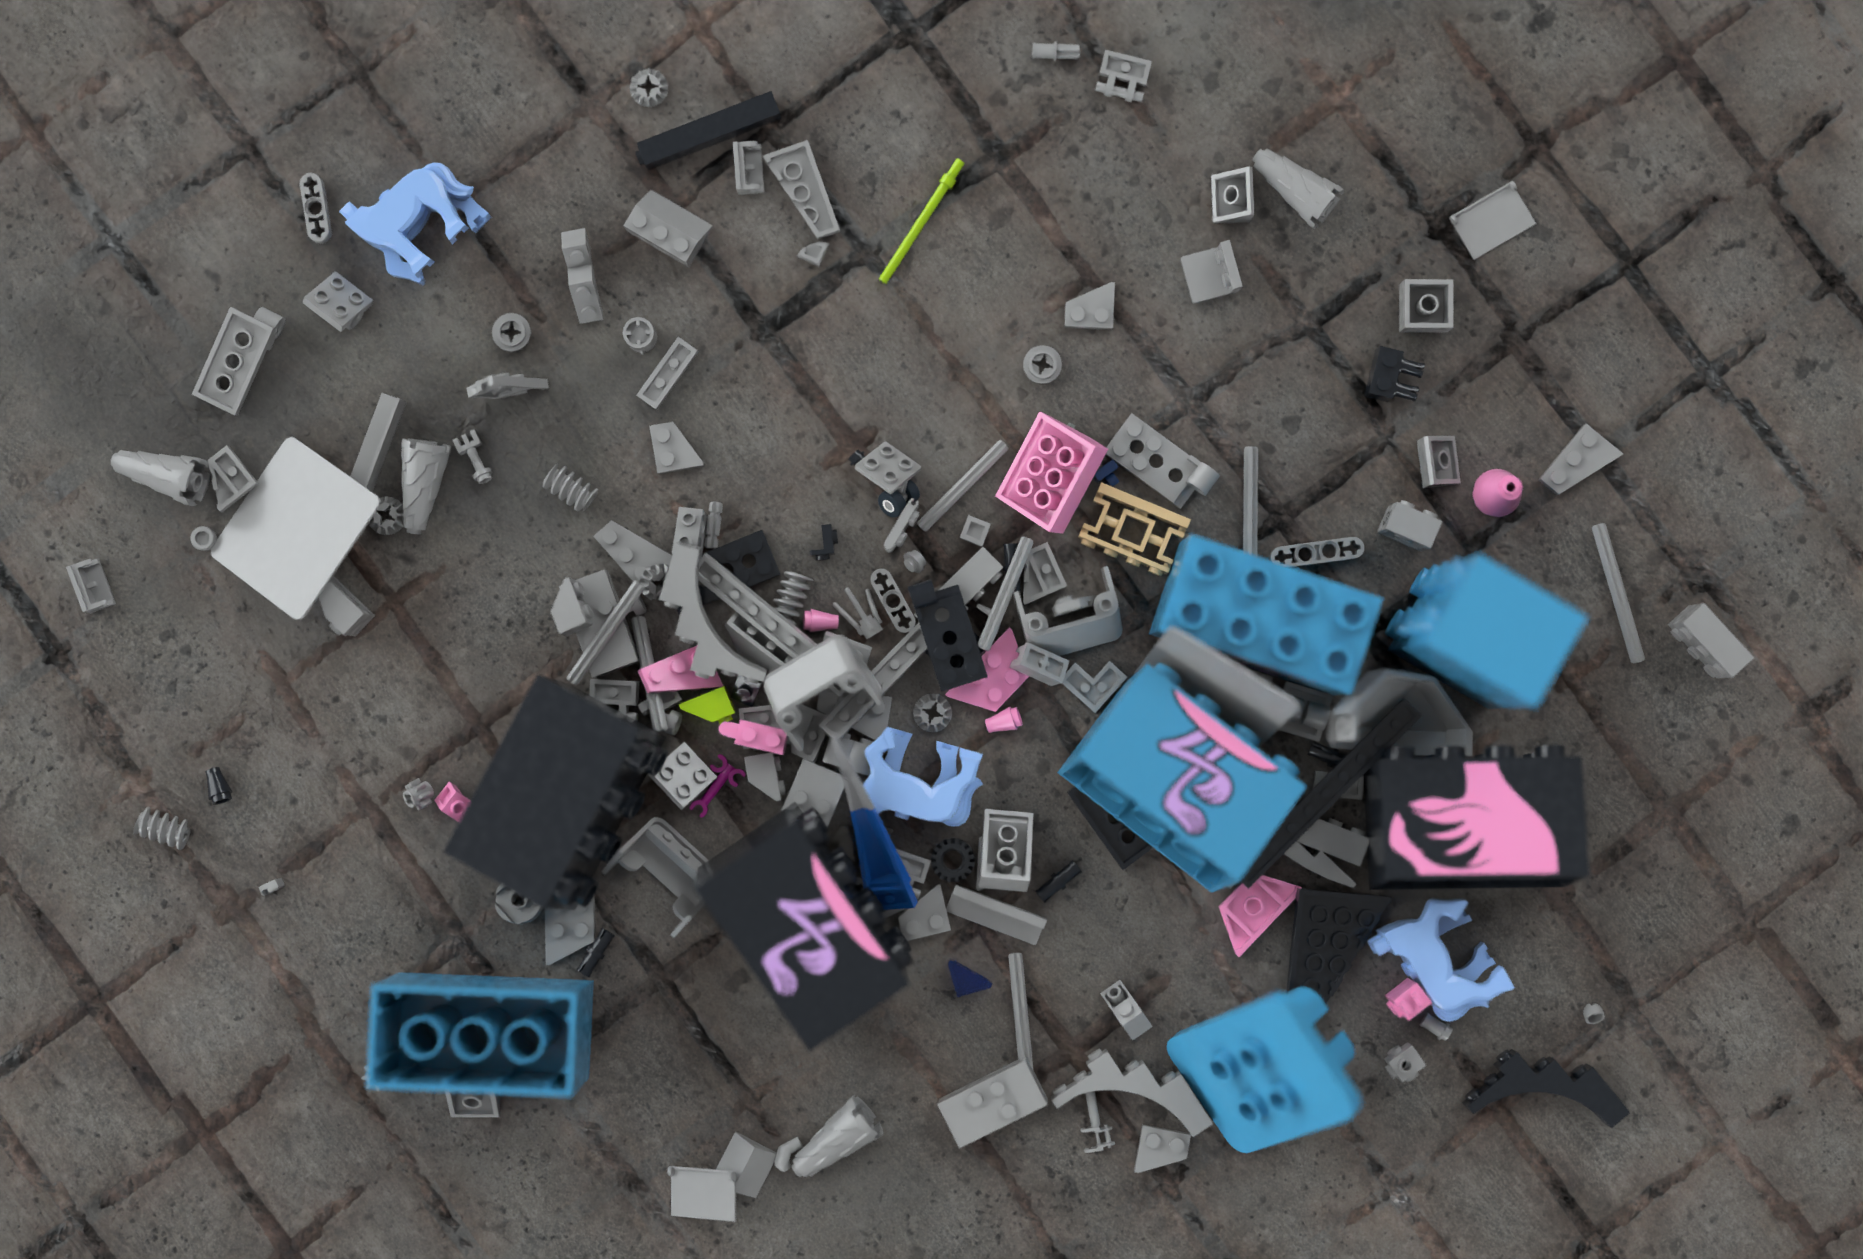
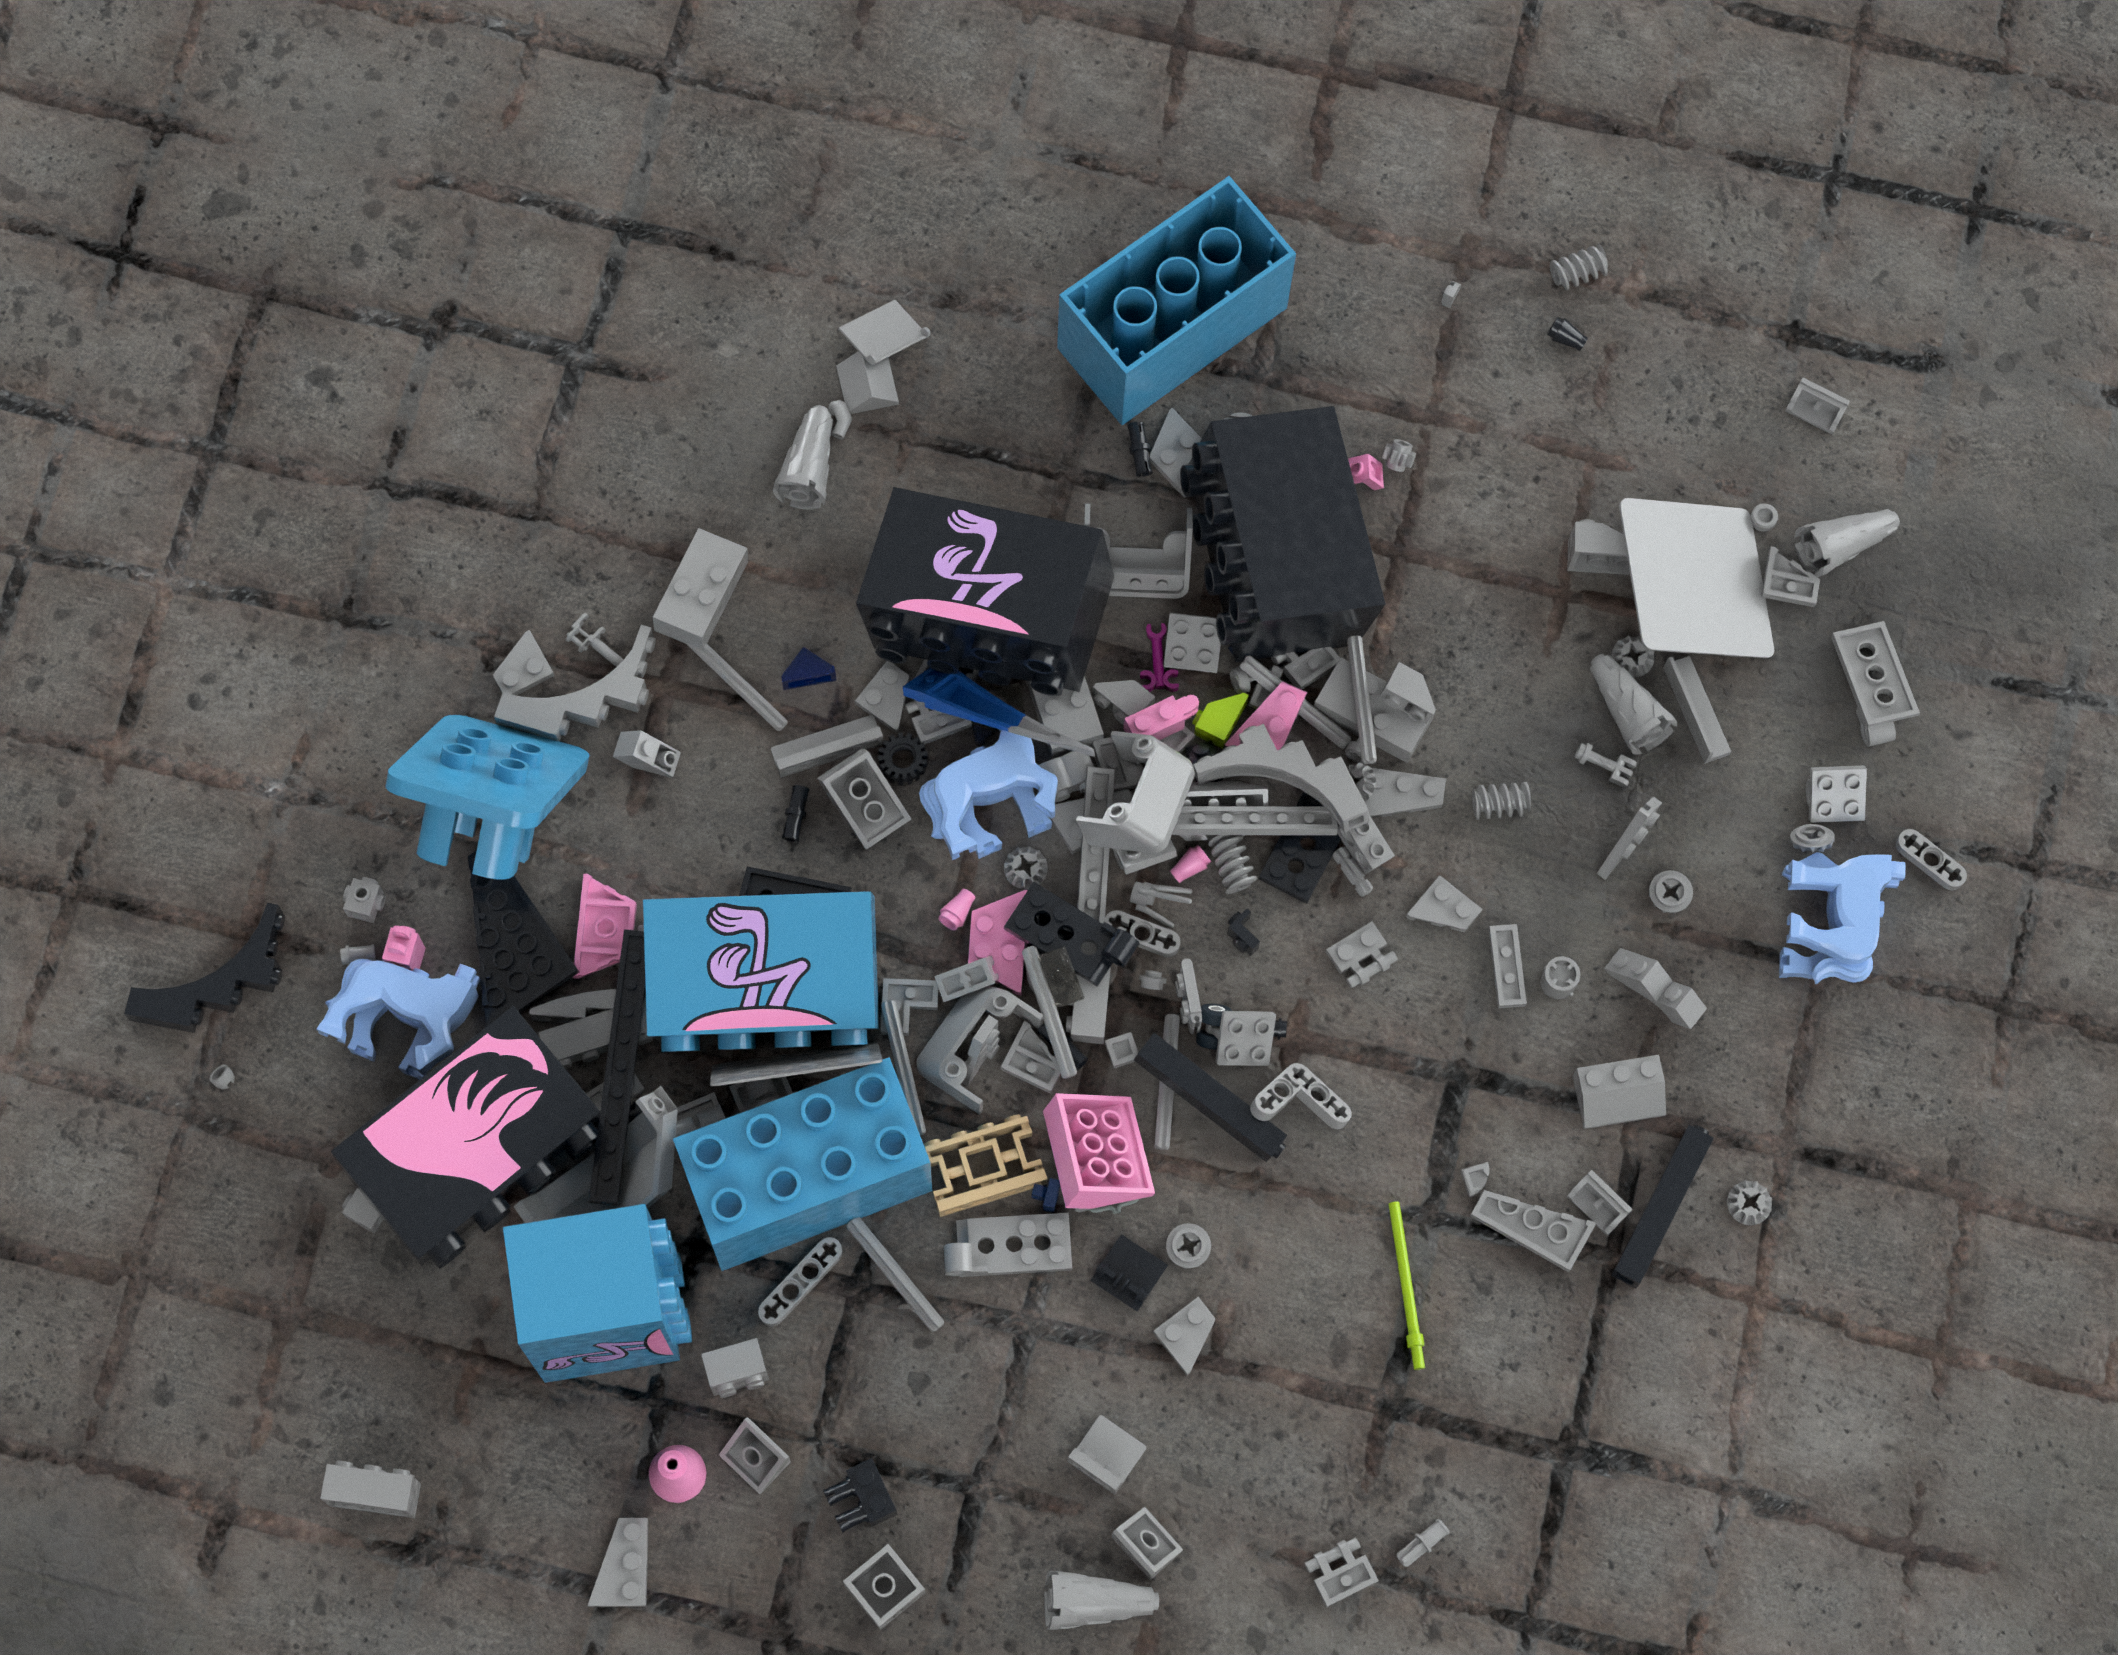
camera: 135 degrees right, 15 degrees down
(381, 294) = (1812, 838): none -> light grey gear
(756, 470) = (1358, 947): none -> light grey plate
(884, 408) = (1296, 1088): none -> light grey beam
(945, 446) = (1210, 1098): none -> black brick
(979, 609) = (1061, 977): none -> clear smoke plate
(1096, 379) = (1129, 1273): none -> black hinge
(1132, 639) = (902, 1061): none -> light grey axle
(1618, 593) = (491, 1472): light grey axle -> none

